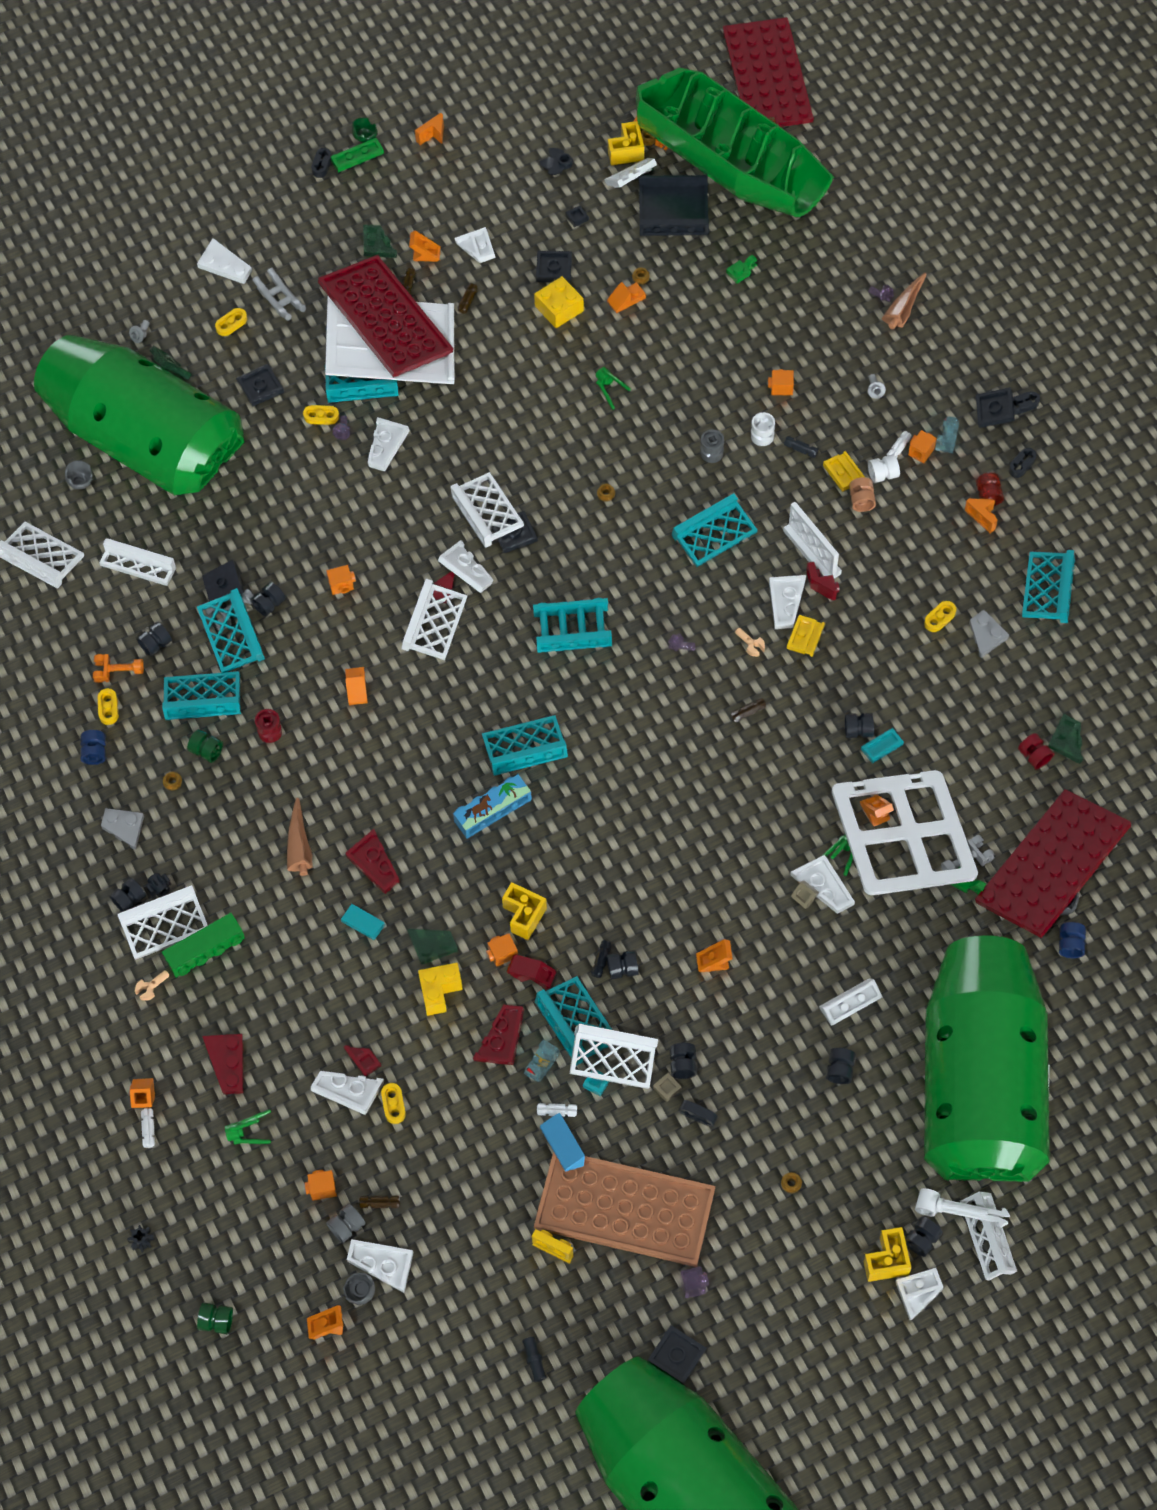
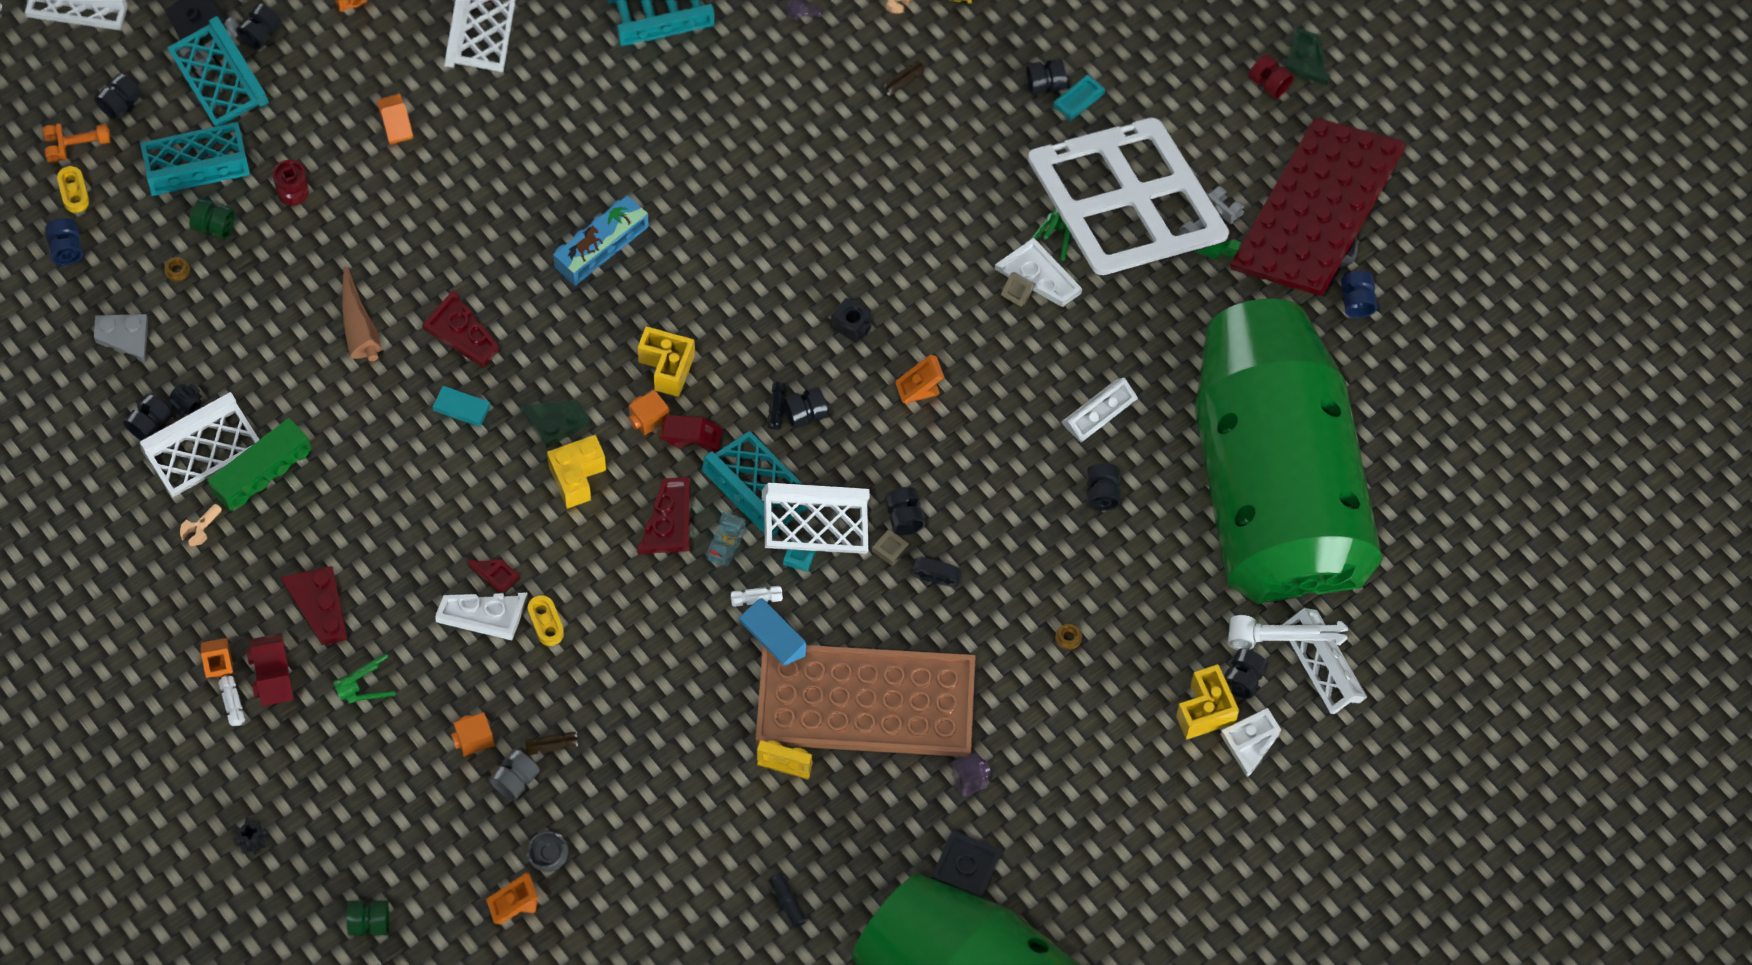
camera: 15 degrees left, 0 degrees up
(181, 1103) = (271, 668): none -> dark red brick
(382, 1261) = (569, 814): white wing -> none
(527, 756) = (634, 172): teal fence -> none
(668, 892) = (849, 311): none -> black brick
(877, 809) = (1088, 174): orange slope -> none

